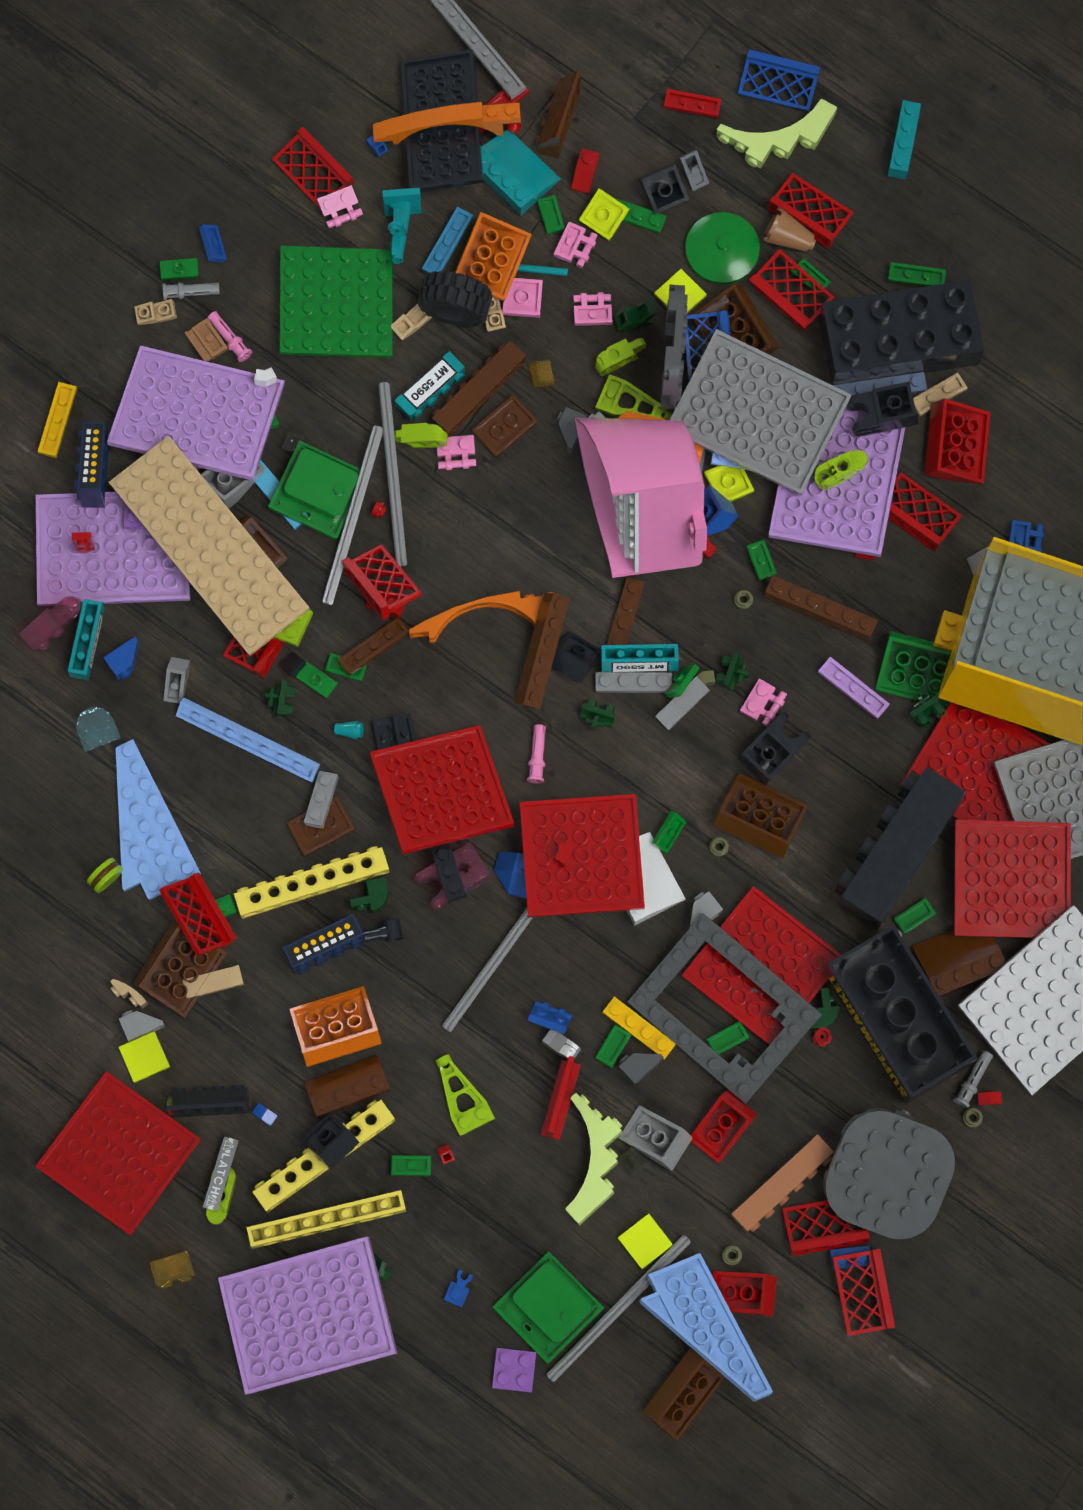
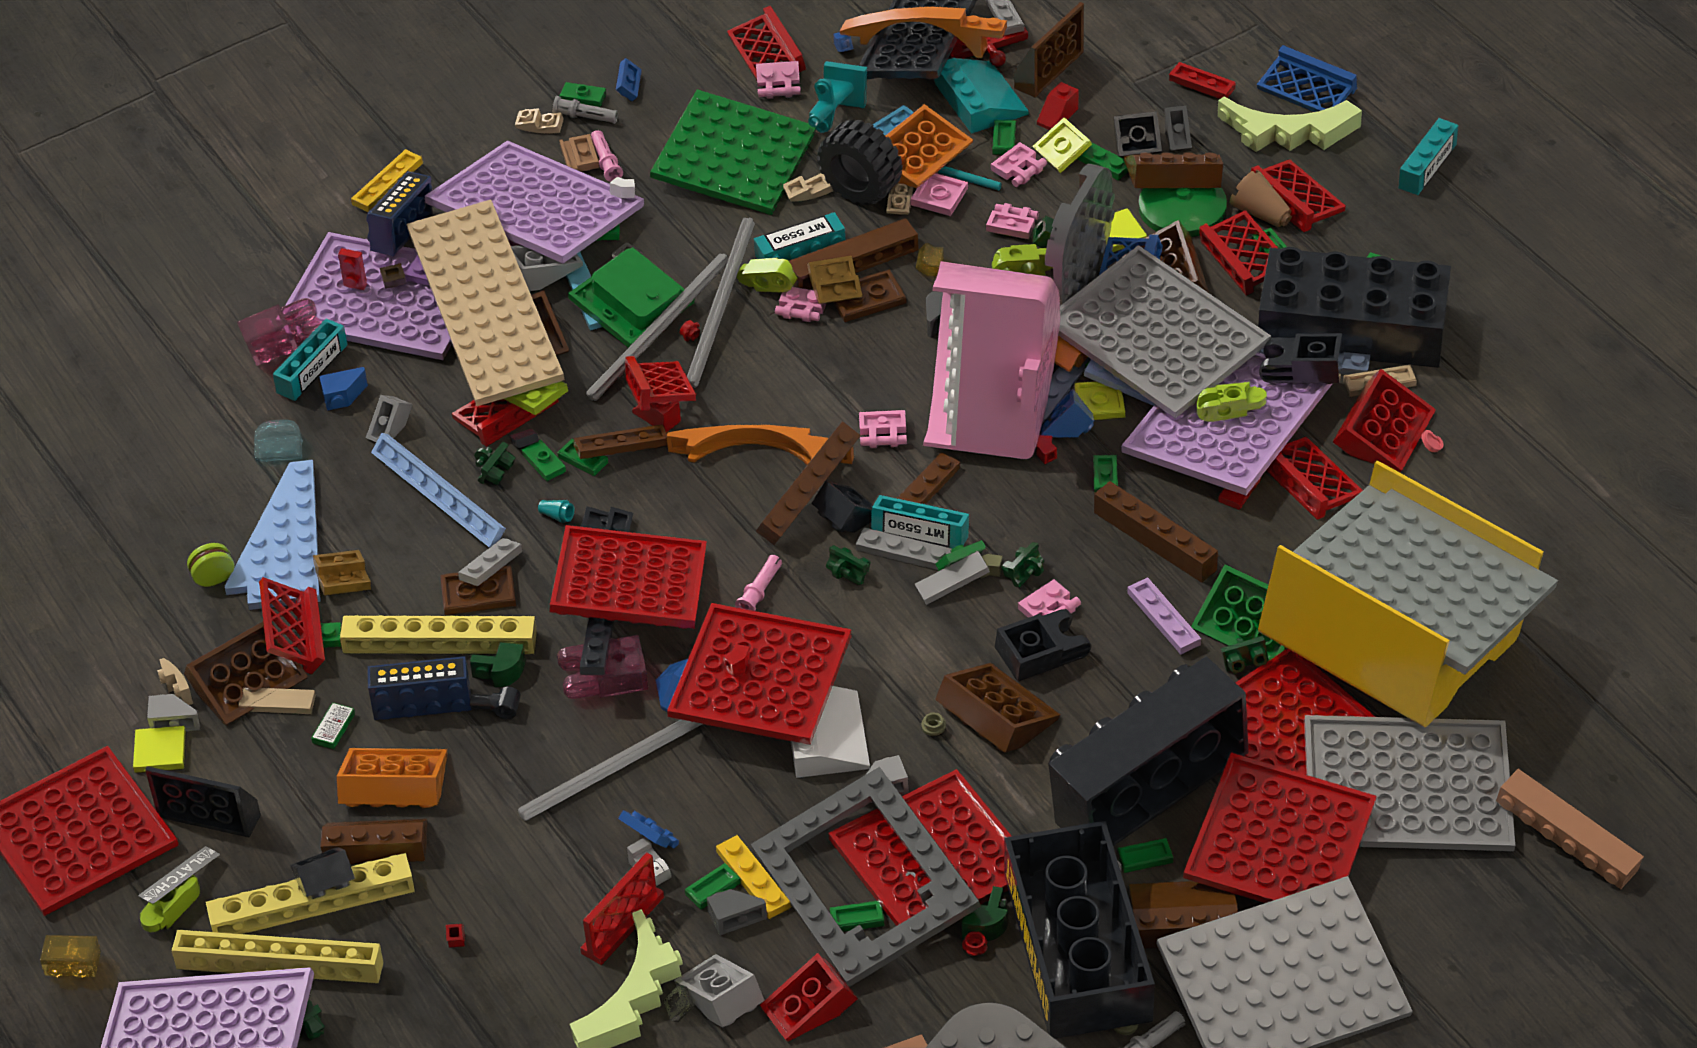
camera: 25 degrees right, 30 degrees down
(115, 531) = (393, 276): none -> dark brown plate
(208, 845) = (341, 572): none -> pearl gold slope
(264, 1114) = (264, 838): blue piece -> none
(267, 992) = (333, 725): none -> tile
(411, 1165) = (408, 936): green plate -> none
(472, 1118) = (510, 910): lime plate -> none
(477, 425) = (834, 280): none -> pearl gold slope
(571, 560) = (882, 423): none -> bright pink plate
(669, 832) = (879, 693): green plate -> none
(707, 219) = (1175, 170): none -> reddish brown slope
(743, 593) = (1068, 504): olive plate -> none
(999, 449) = (1431, 441): none -> coral piece

